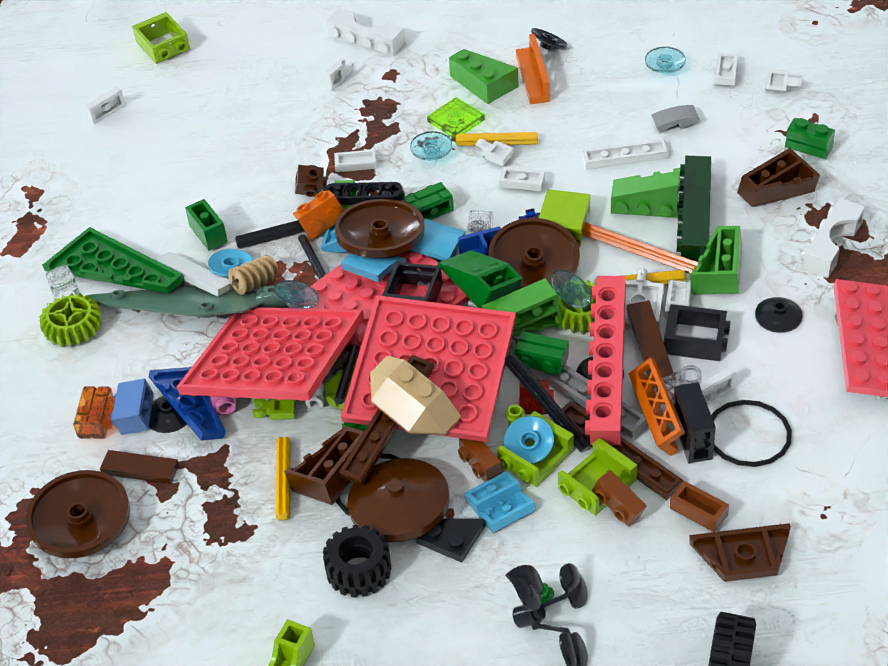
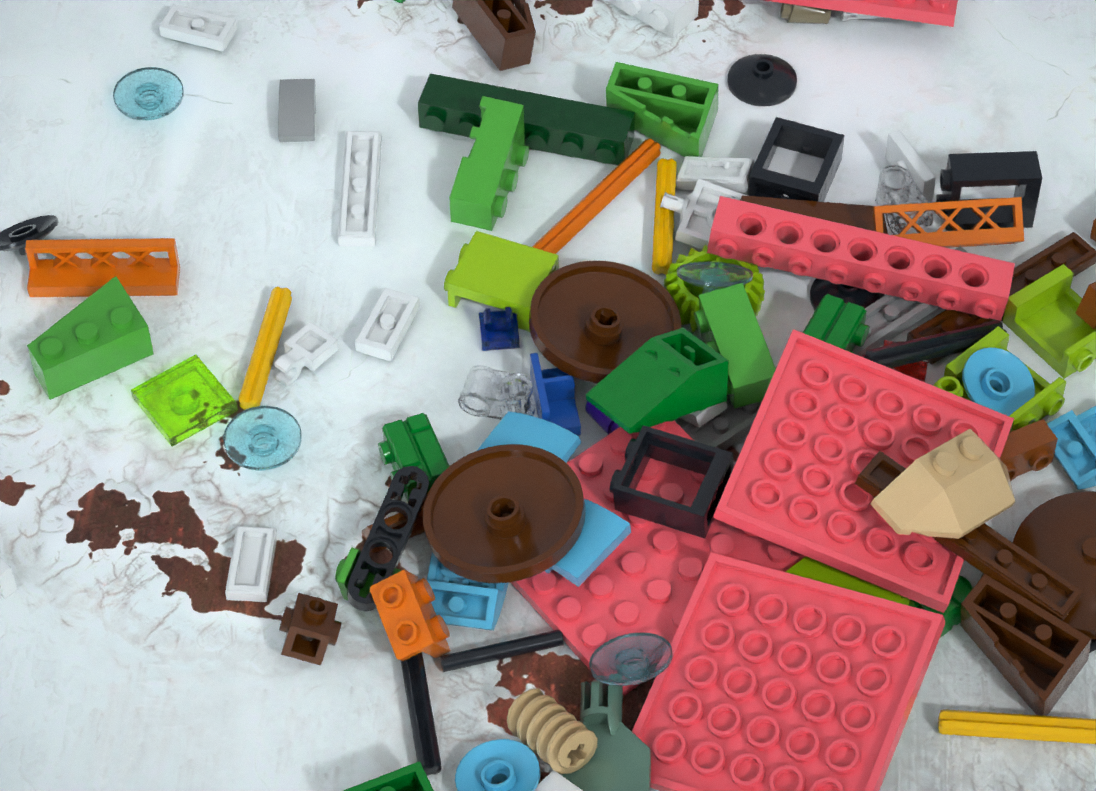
camera: 85 degrees left, 5 degrees up
(765, 406) = (977, 112): black piece -> none

